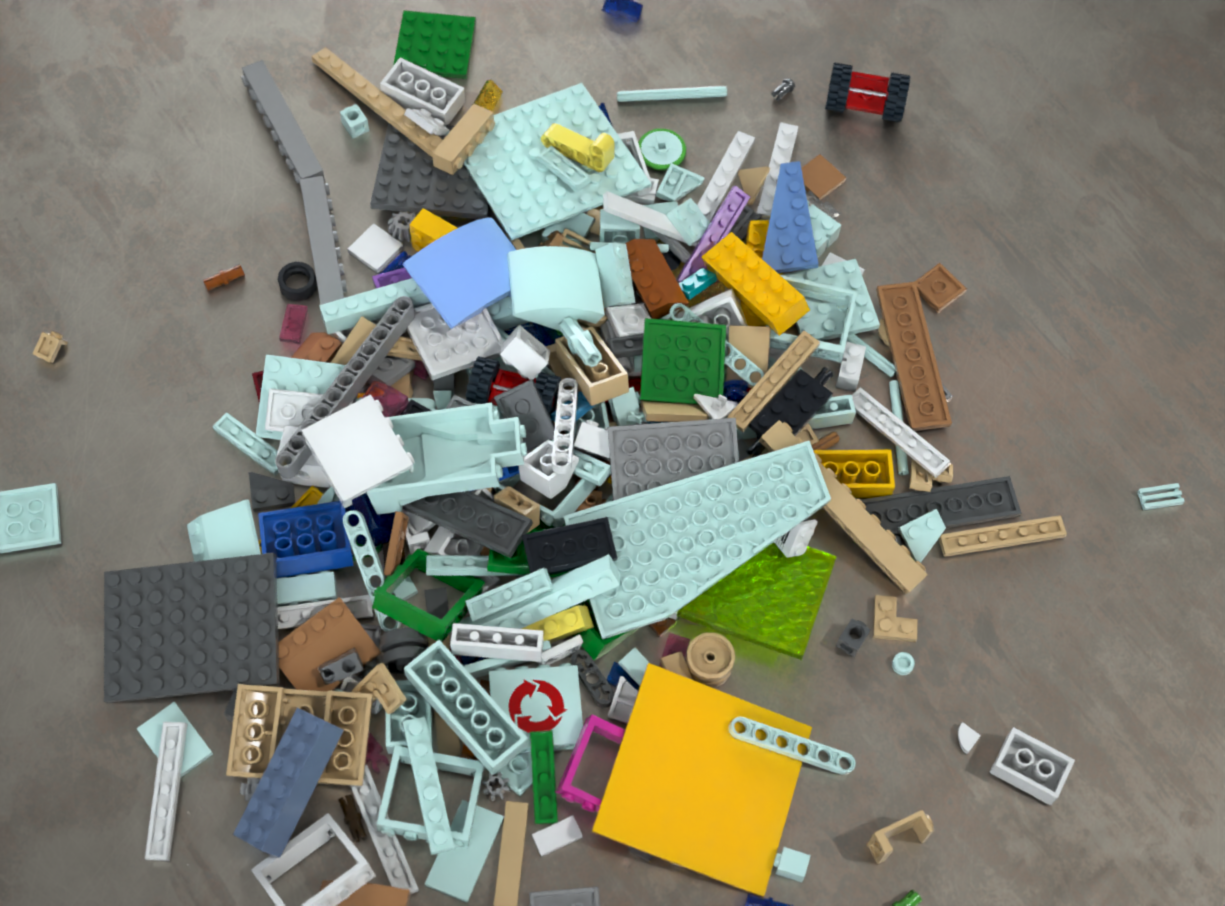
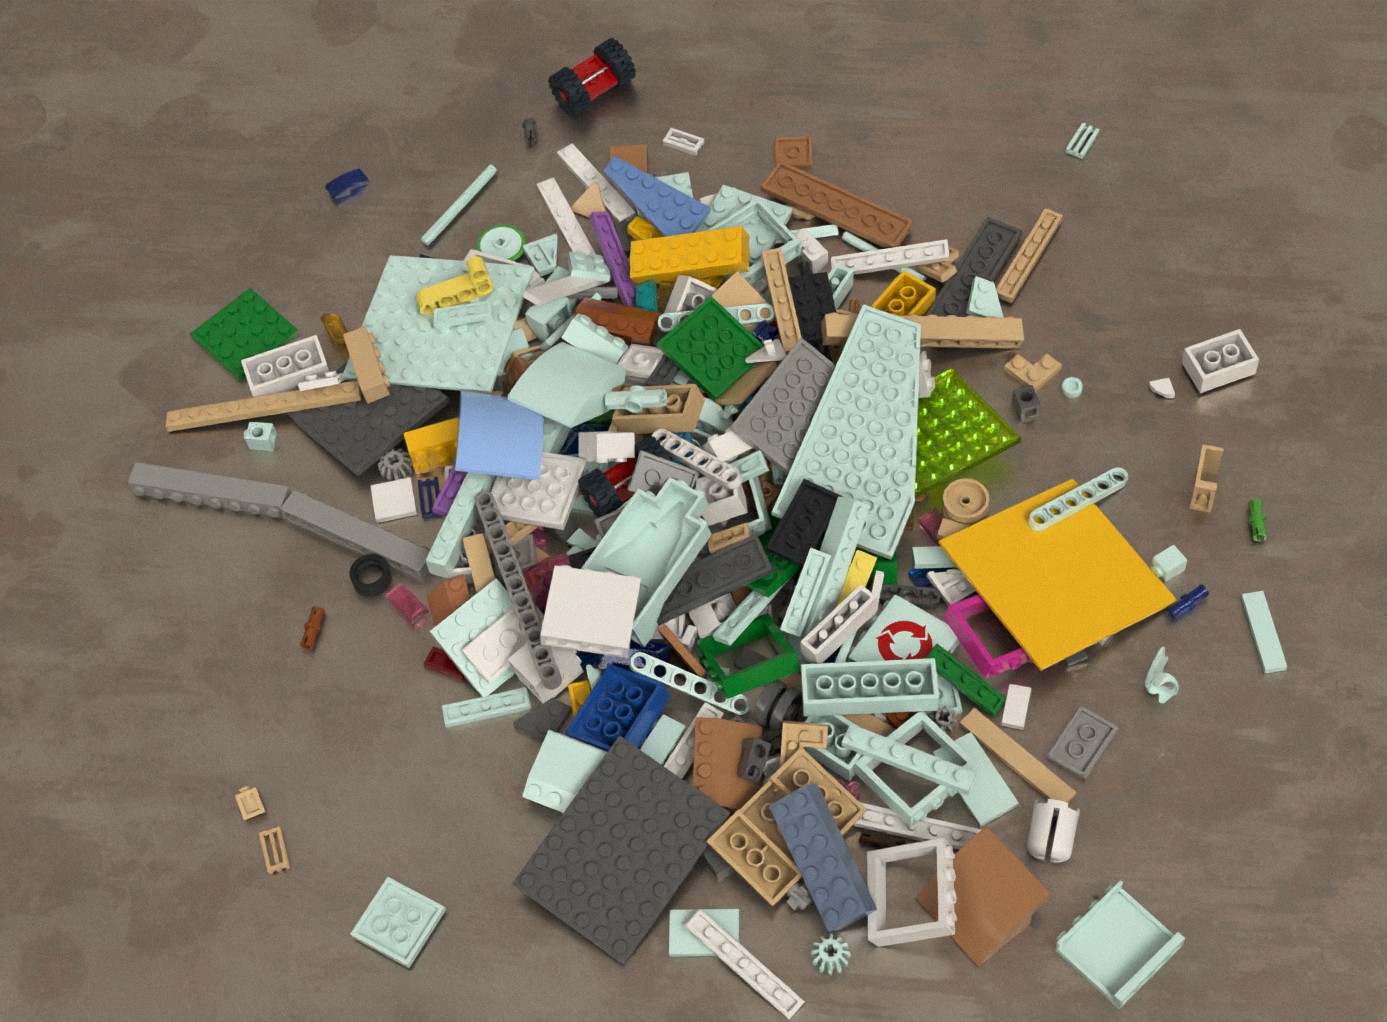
camera: 40 degrees left, 5 degrees down
(28, 394) = (278, 866): none -> tan tile
(213, 855) = (839, 951): none -> light aqua gear
(863, 189) = (682, 143): none -> white tile

